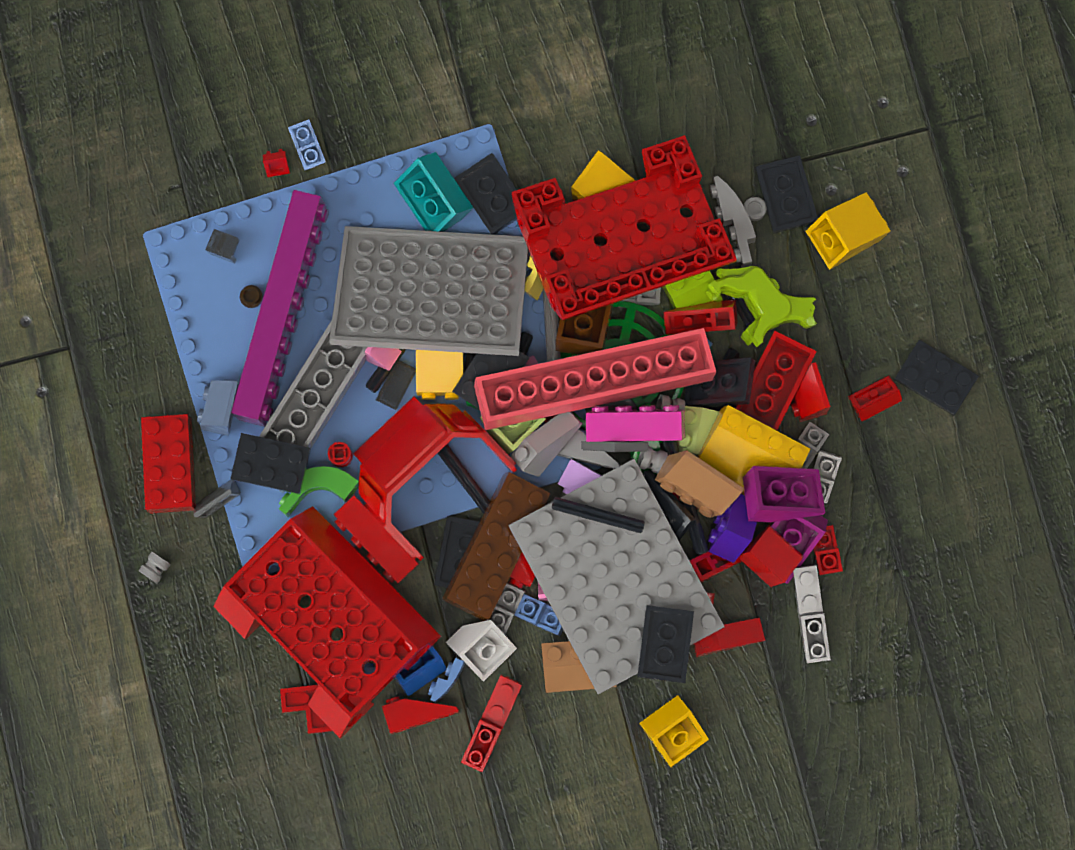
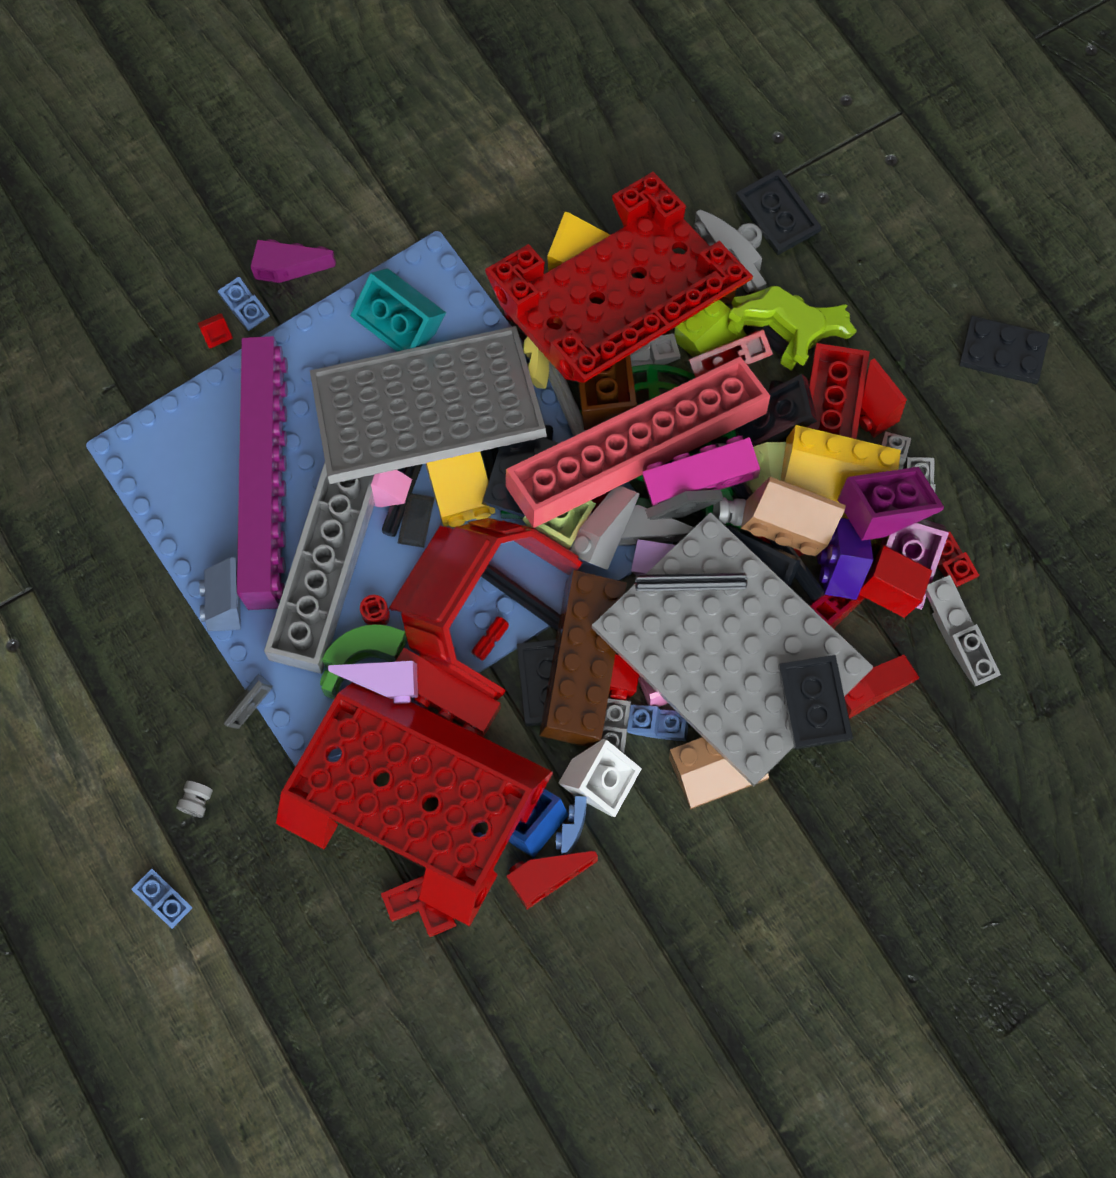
camera: 20 degrees left, 10 degrees down
(108, 640) = (162, 898): none -> medium blue slope
(168, 463) = (179, 678): red brick -> none
(222, 245) = (178, 428): clear smoke panel -> none
(251, 296) = (225, 473): dark brown plate -> none
(270, 463) = (298, 637): black plate -> none
(331, 520) = (388, 679): none -> lavender slope
(351, 117) = (285, 262): none -> magenta slope
(423, 507) = (493, 634): none -> red piece
(489, 193) = (461, 294): black plate -> none
(492, 723) = (640, 859): red slope -> none
(674, 731) = (852, 806): yellow slope -> none
(847, 230) = (855, 228): yellow slope -> none
(875, 398) = (947, 389): red slope -> none

